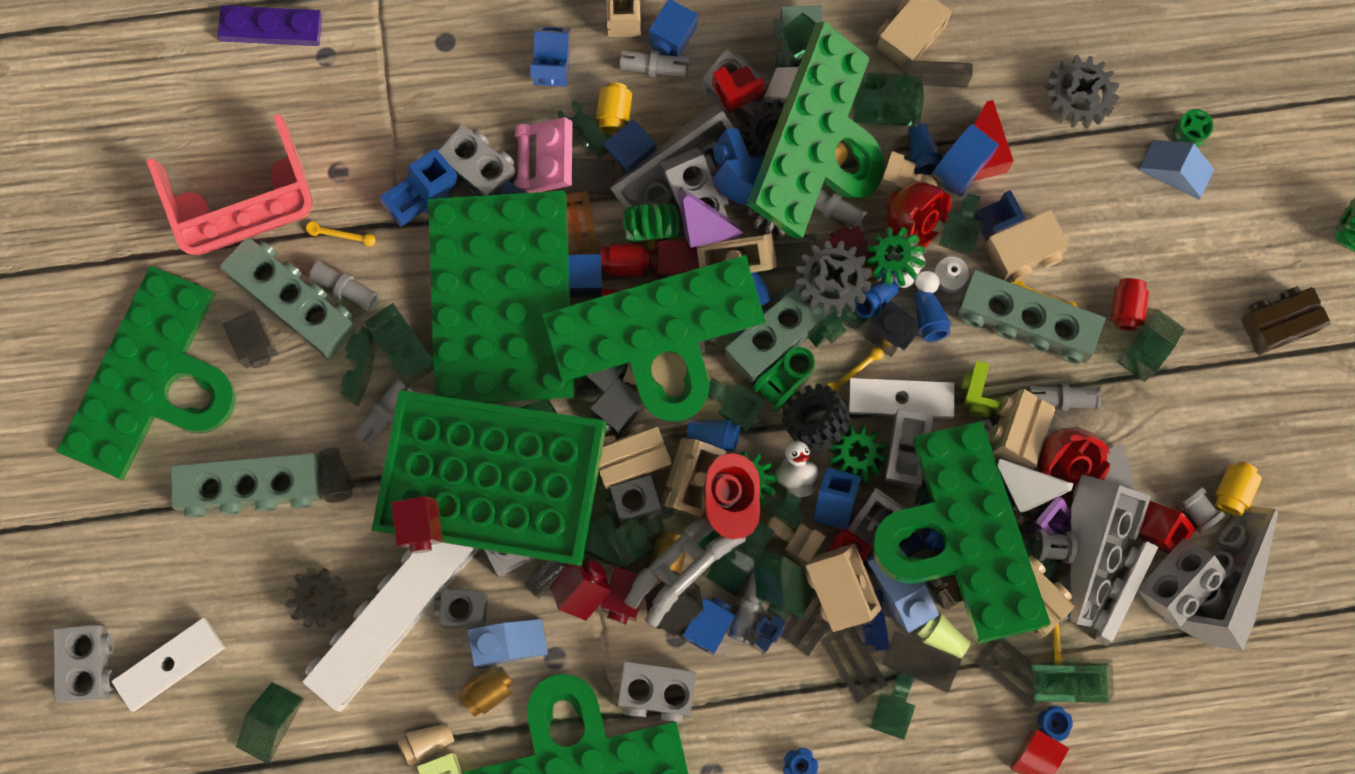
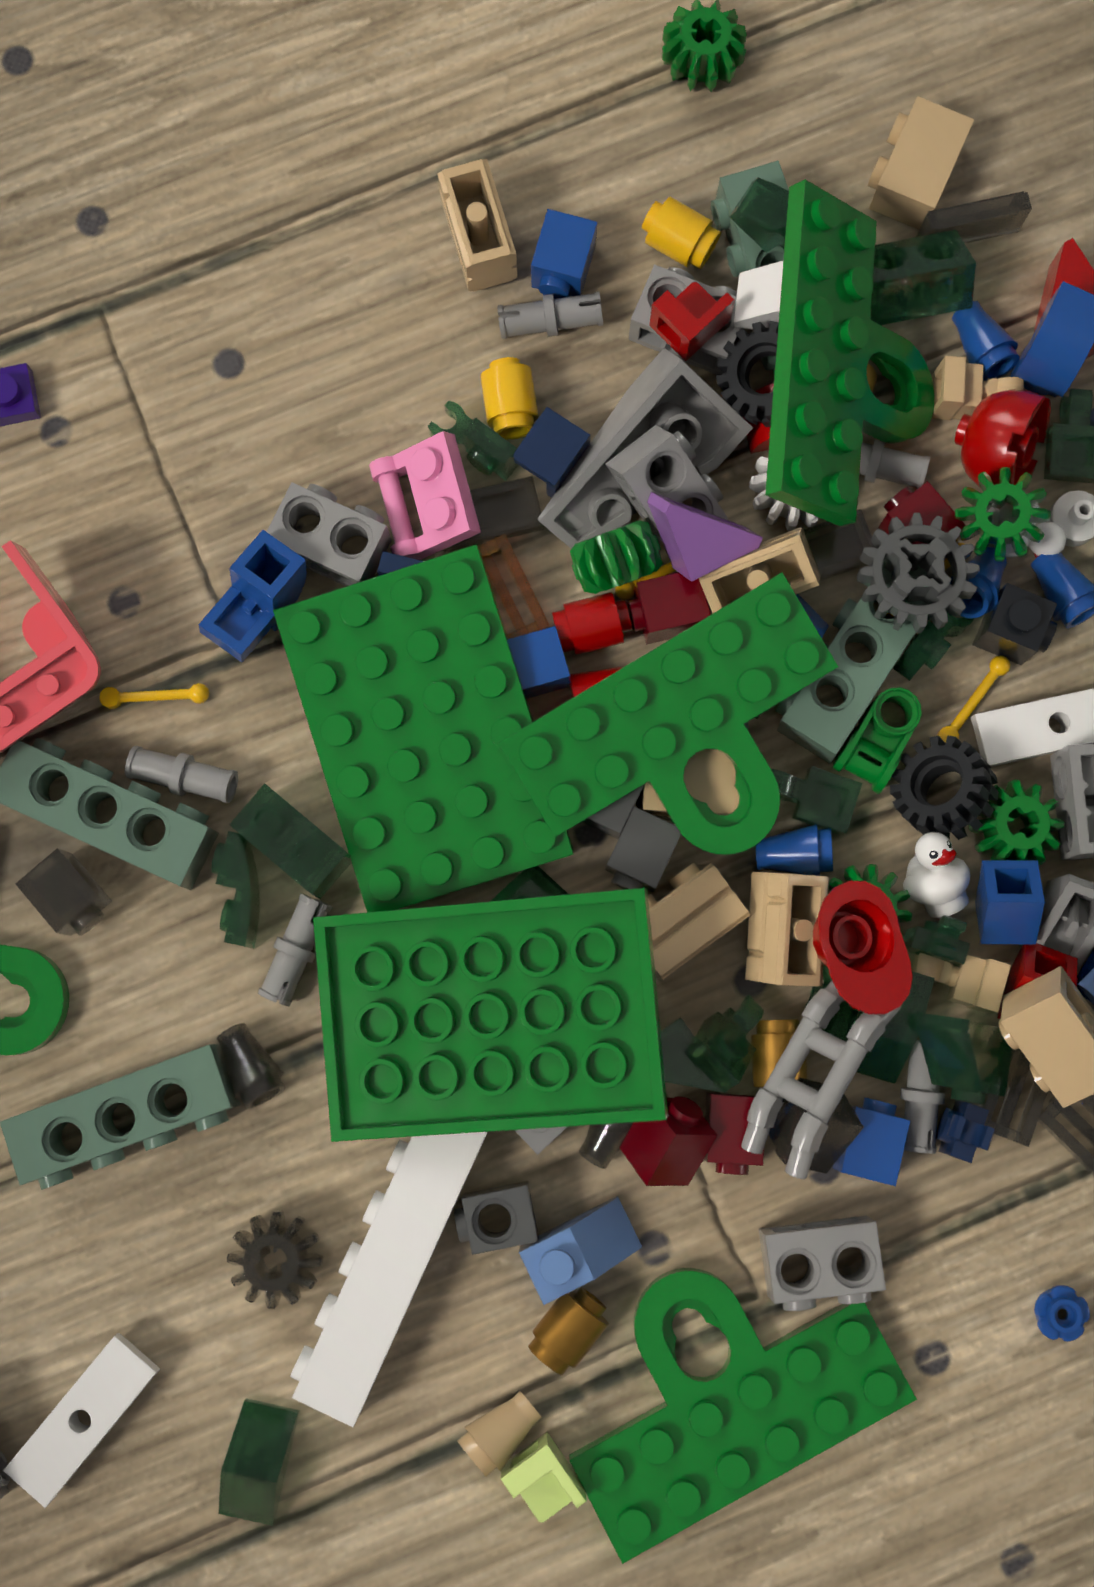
camera: 10 degrees left, 5 degrees up
(417, 524) = (402, 1121): dark red brick -> none
(551, 56) = (394, 343): blue brick -> none
(645, 489) = (730, 977): dark grey brick -> none
(736, 169) = (731, 446): blue brick -> none
(750, 34) = (680, 233): none -> yellow brick

